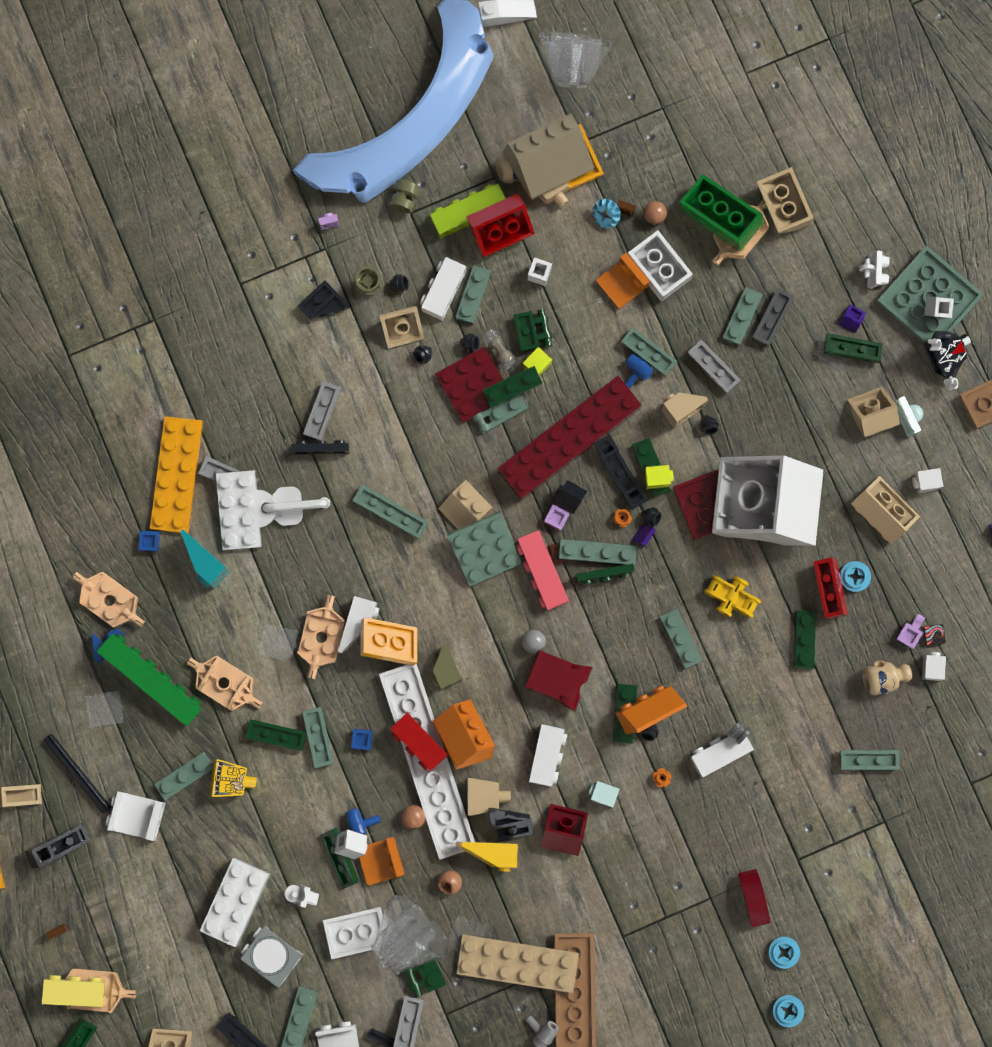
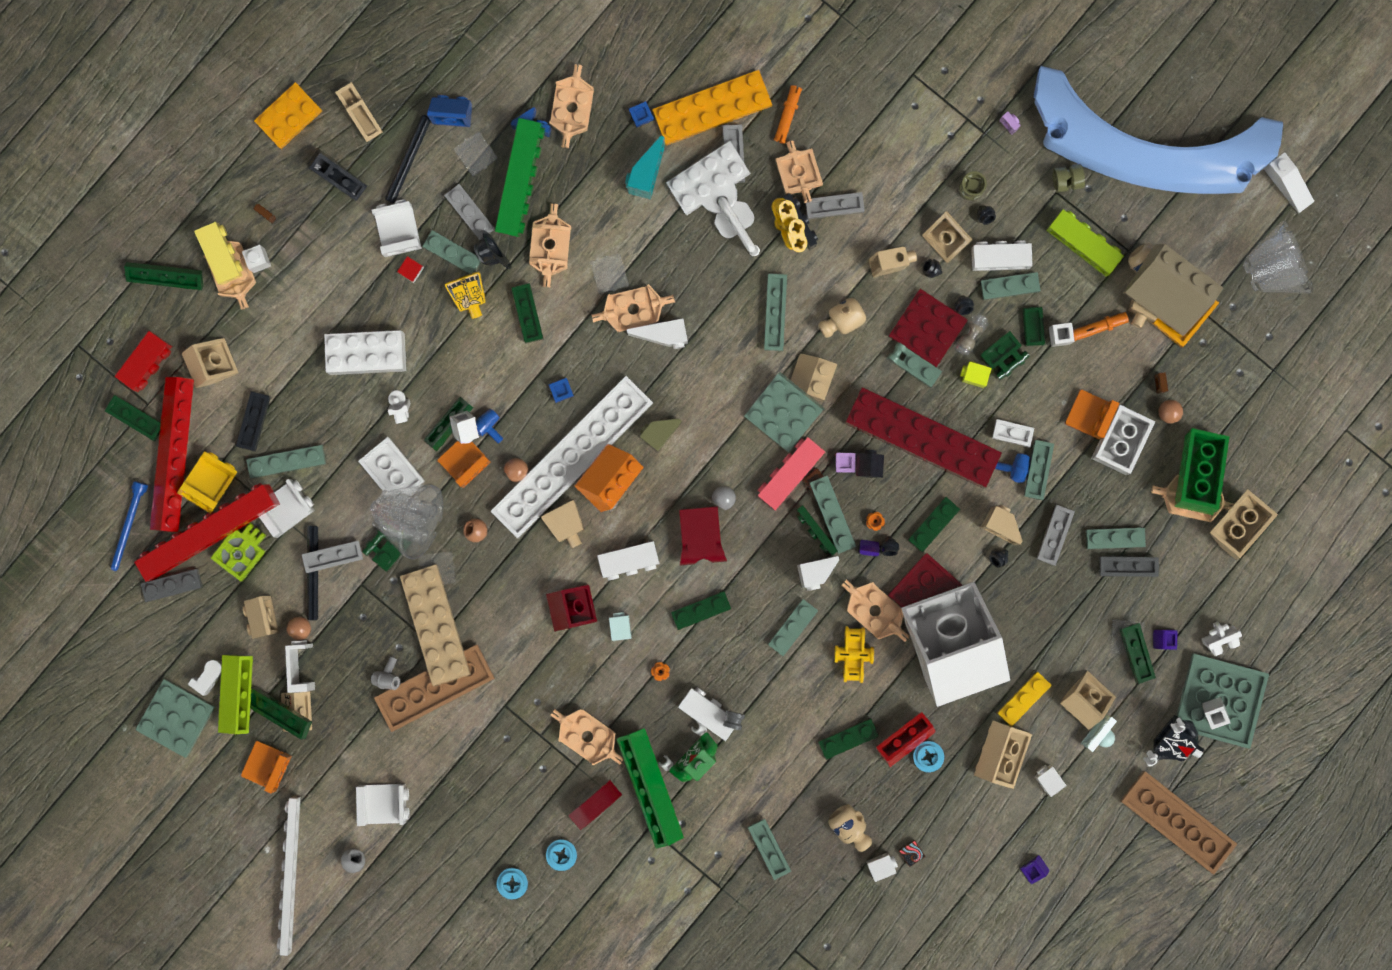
camera: 70 degrees right, 5 degrees up
(55, 711) = (450, 111): none -> blue slope
(95, 960) = (256, 258): none -> white brick
(155, 741) = (469, 211): none -> light grey plate
(179, 822) = (410, 269): none -> red tile
(202, 742) = (489, 252): none -> black piece
(213, 406) = (788, 113): none -> orange pin
(270, 956) = (334, 407): panel -> none
(275, 427) = (799, 171): none -> light nougat plate
(318, 737) = (543, 351): sand green plate -> none
(319, 459) = (789, 224): none -> yellow axle
(323, 302) = (933, 155): black wing -> none
(388, 641) = (658, 369): light orange plate -> none
(397, 386) = (891, 261): none -> tan torso
(418, 742) = (582, 441): red brick -> none
(427, 453) = (843, 317): none -> tan piece
(493, 854) = (519, 558): yellow slope -> none
(500, 225) = (1086, 277): red brick -> none
(509, 824) = (551, 557): black wing -> none
(512, 386) = (943, 363): dark green plate -> none
(519, 292) = (1033, 326): none -> dark green tile
(549, 234) = (1107, 323): none -> orange pin
(605, 357) = (1013, 433): none -> white plate
(612, 211) = (1152, 372): medium azure gear -> none
(620, 472) = (915, 498): black slope -> none
(643, 591) = (816, 572): none -> white slope
(649, 709) = (714, 631): orange slope -> none
(650, 733) = (696, 639): black plate -> none
(658, 477) = (928, 535): neon yellow brick -> none
(704, 874) = (571, 735): none -> light nougat plate
(713, 546) = (890, 615): none -> light nougat plate
(758, 785) = (696, 759): none -> green torso
(763, 839) = (650, 788): none -> green brick
(845, 467) = (1024, 699): none -> yellow plate
(910, 633) = (901, 831): lavender plate -> none

